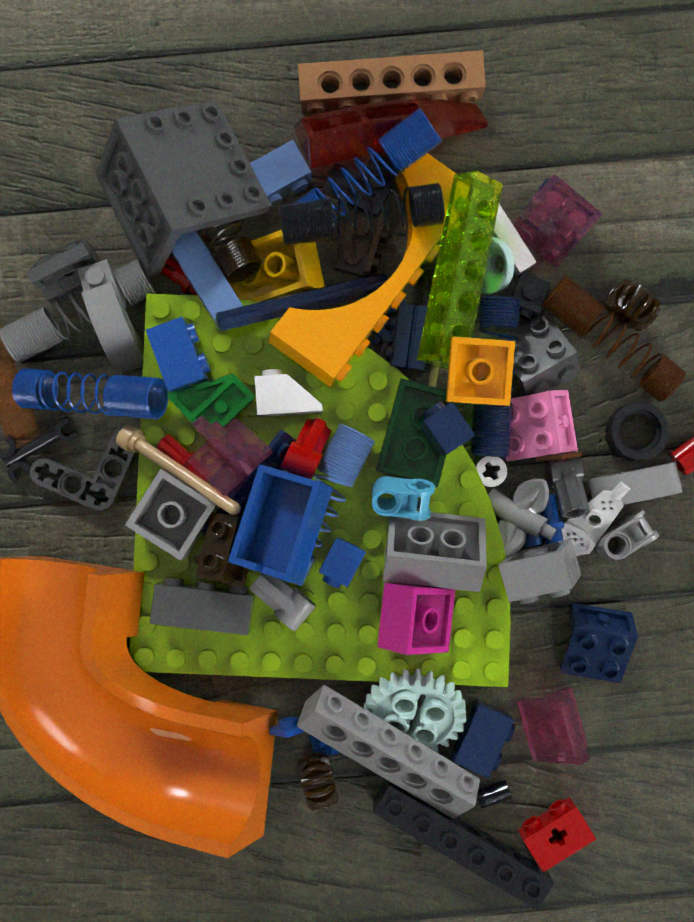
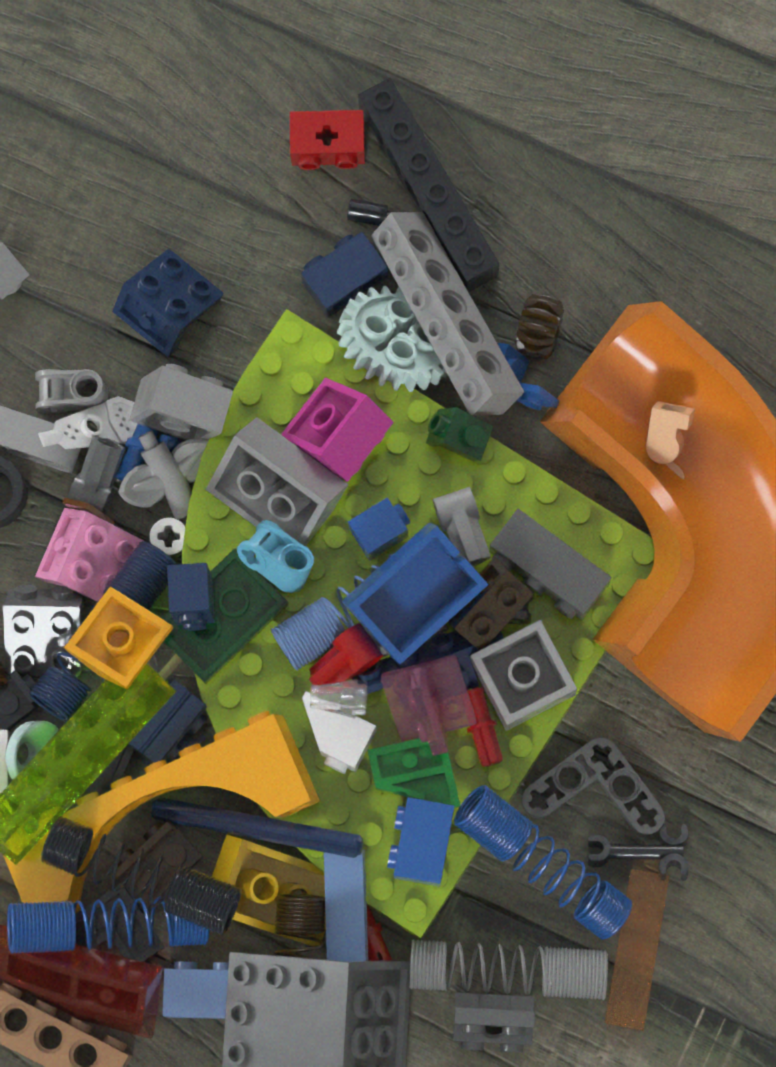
camera: 145 degrees left, 10 degrees down
(110, 318) = (472, 937): light grey arch -> none
(133, 440) = (524, 783): tan piece -> none
(178, 757) = (664, 433): none -> light nougat leg
(292, 418) = (342, 698): none -> clear cone
(326, 667) = (459, 433): none -> dark green bracket
(554, 728) = (264, 242): clear pink bracket -> none

